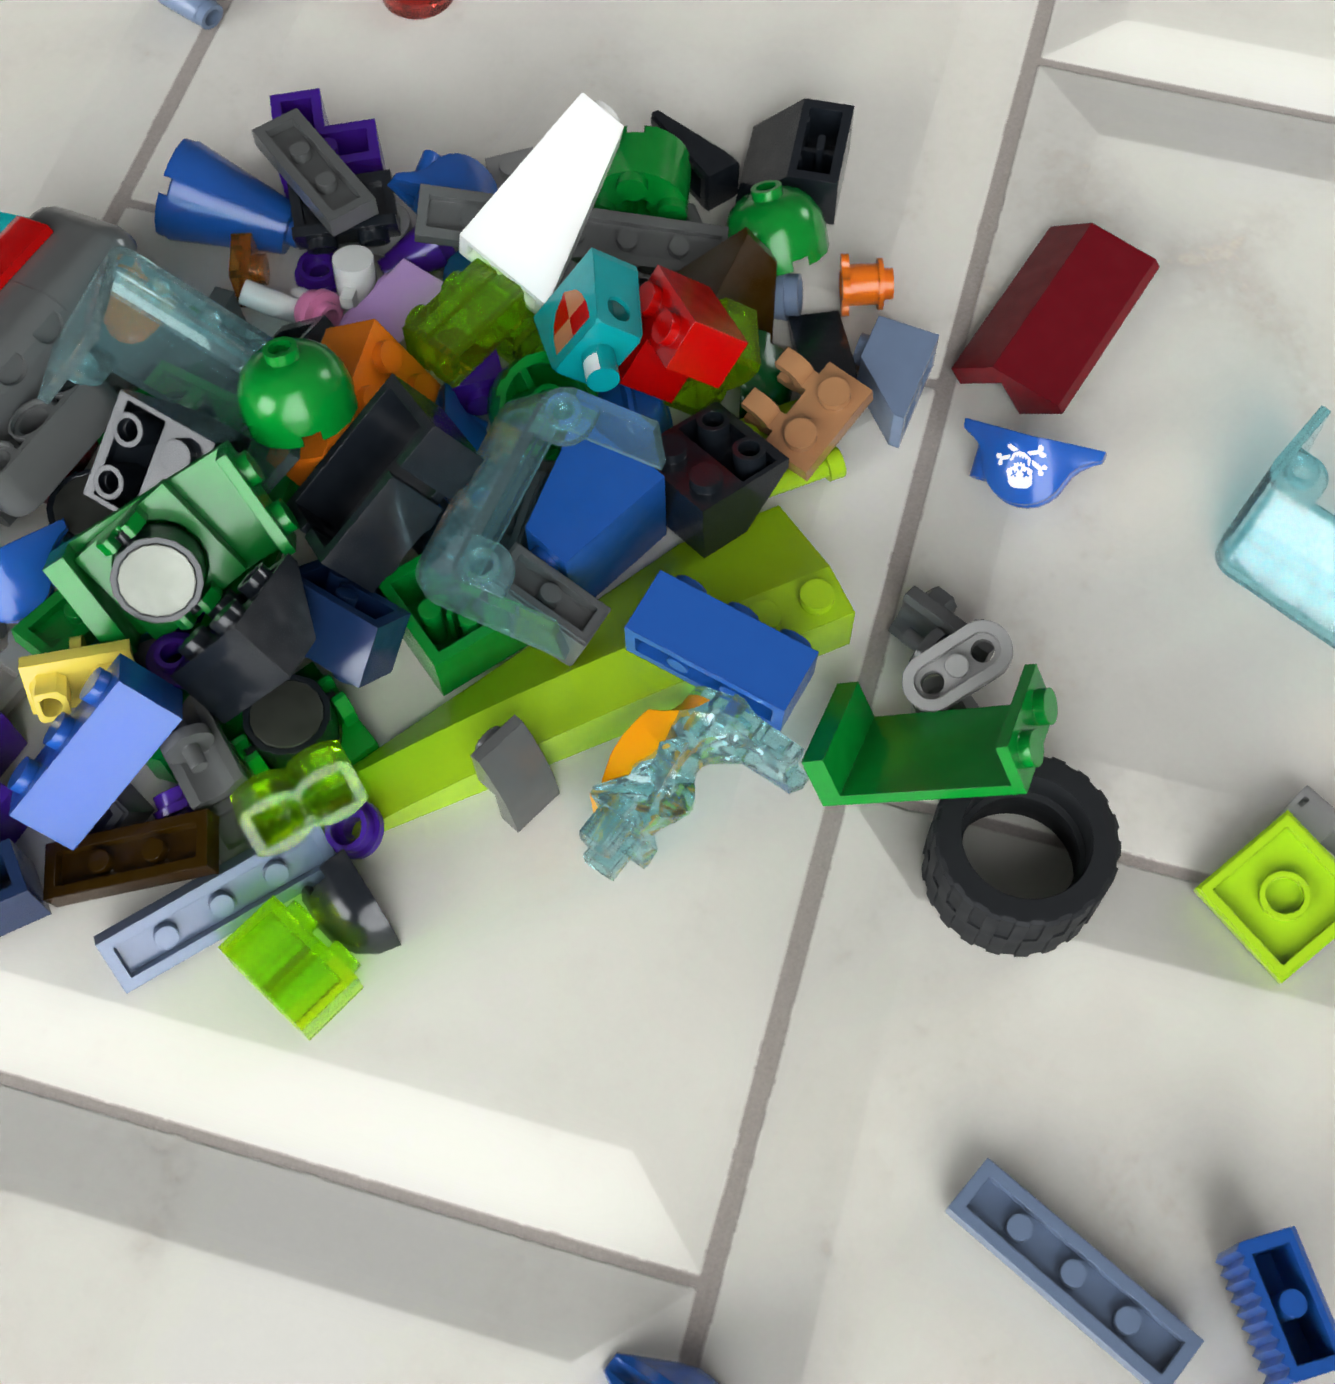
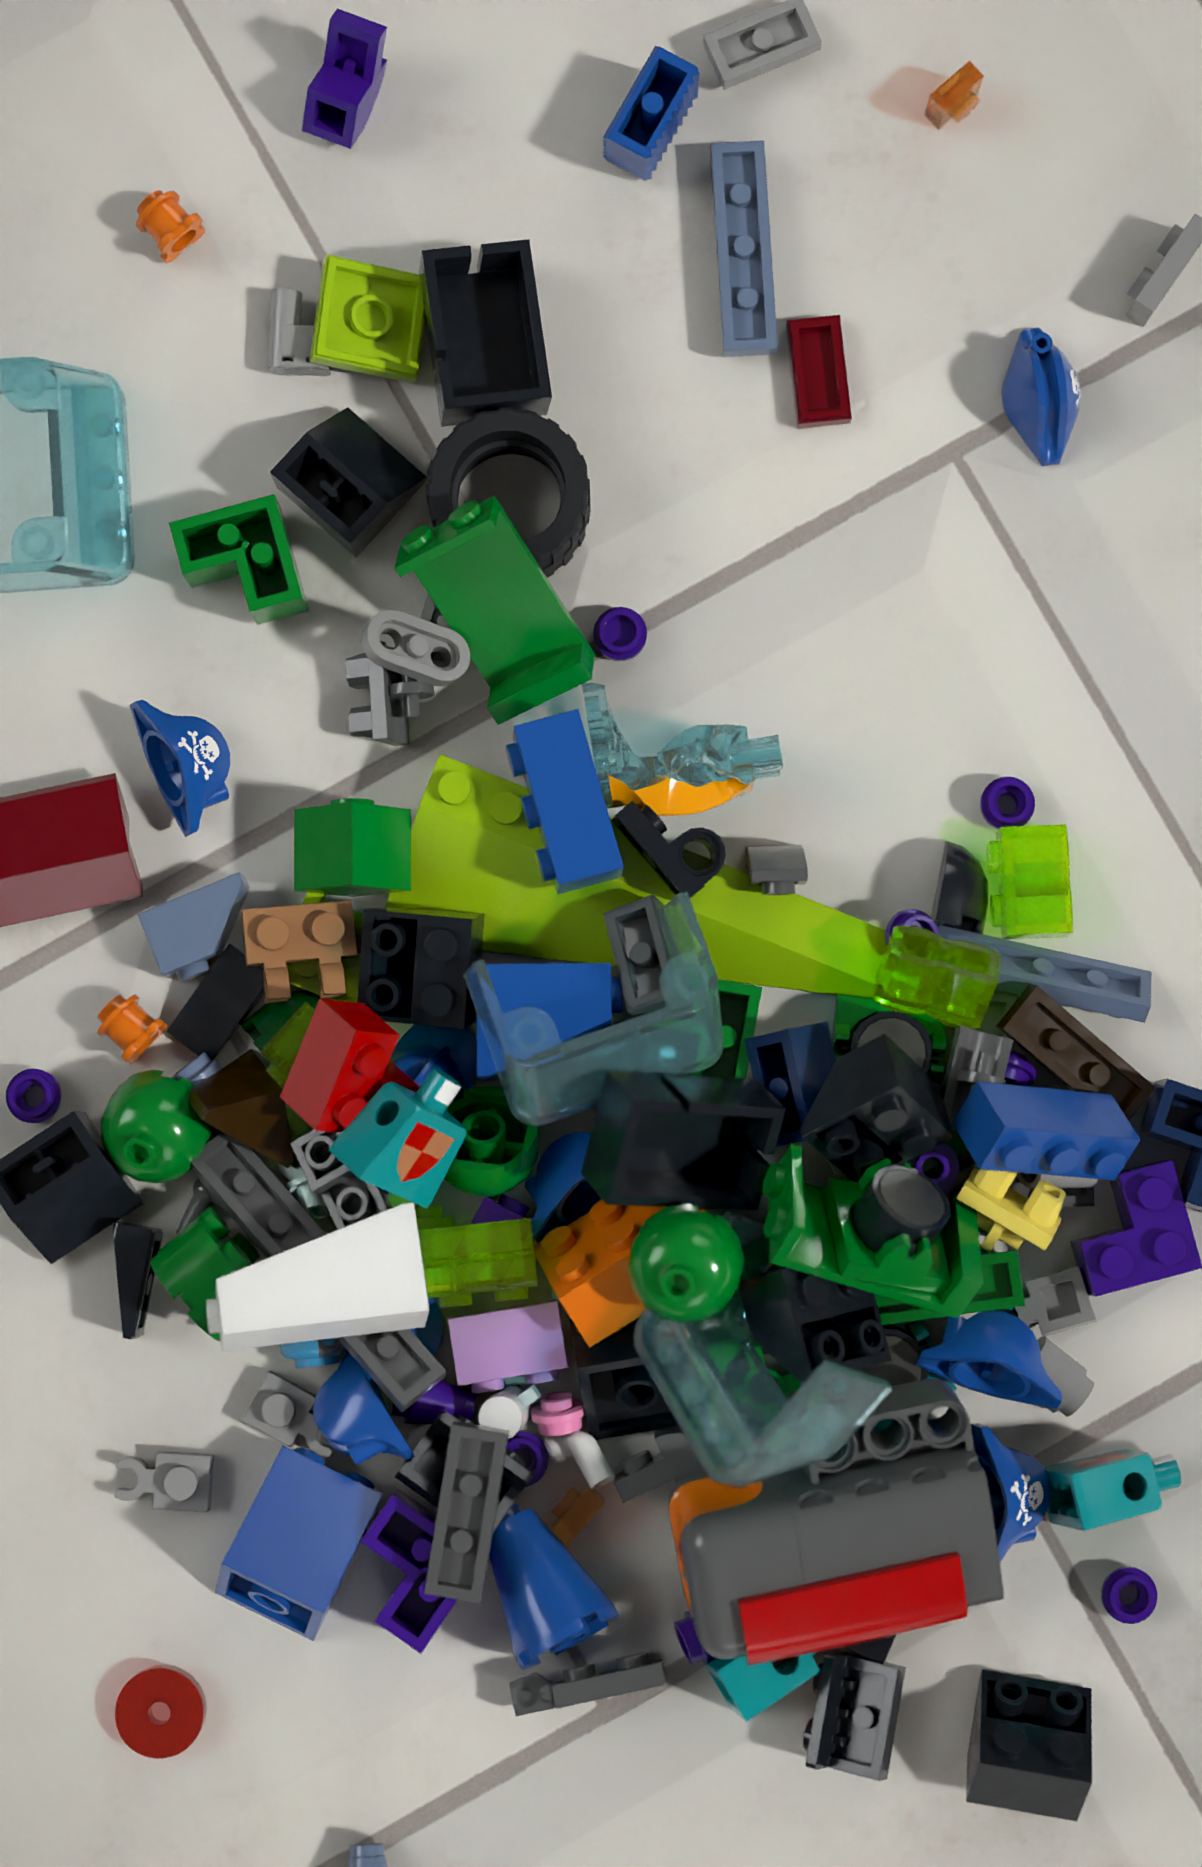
camera: 135 degrees left, 20 degrees up
(135, 190) = (583, 1685): none -> dark grey hinge
(364, 1000) = (1018, 791): none -> dark purple plate
(420, 99) = (298, 1541): none -> blue slope
(542, 93) = (176, 1481): none -> light grey plate
(605, 680) = (645, 831): none -> black plate
(822, 851) = (620, 634): none -> dark purple plate
(842, 498) = (352, 848): none -> green head
(877, 202) = (17, 1091): none -> dark purple plate
(894, 1233) = (818, 371): none -> dark red tile
(1147, 636) = (246, 542): none -> green brick
(1154, 751) = (347, 479): none -> black slope
(1193, 971) = (484, 330): none -> black piece

